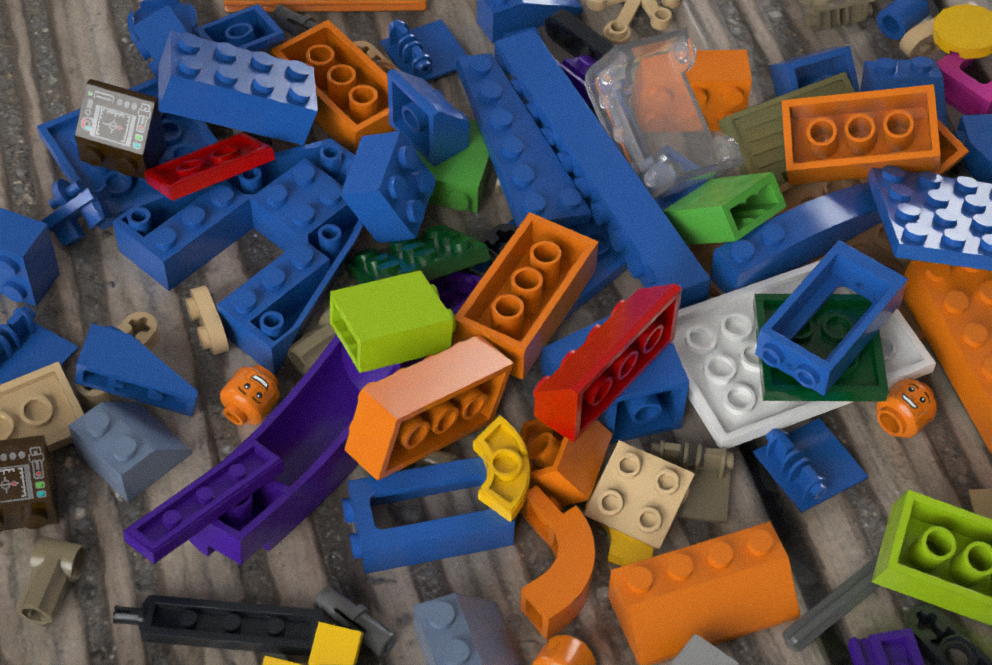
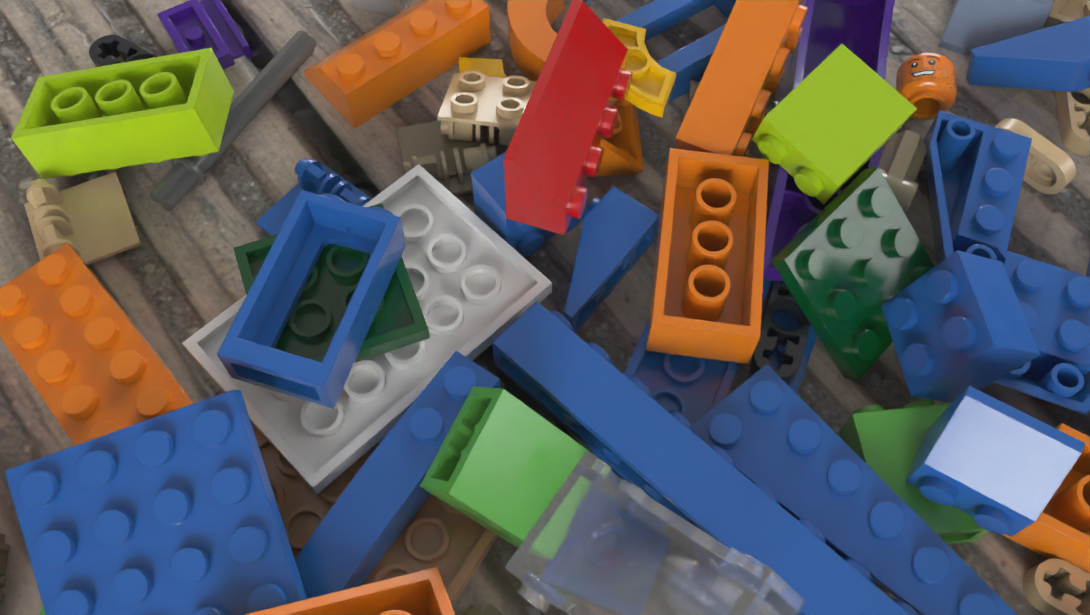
camera: 160 degrees right, 10 degrees up
(907, 408) = (211, 294): orange head -> none

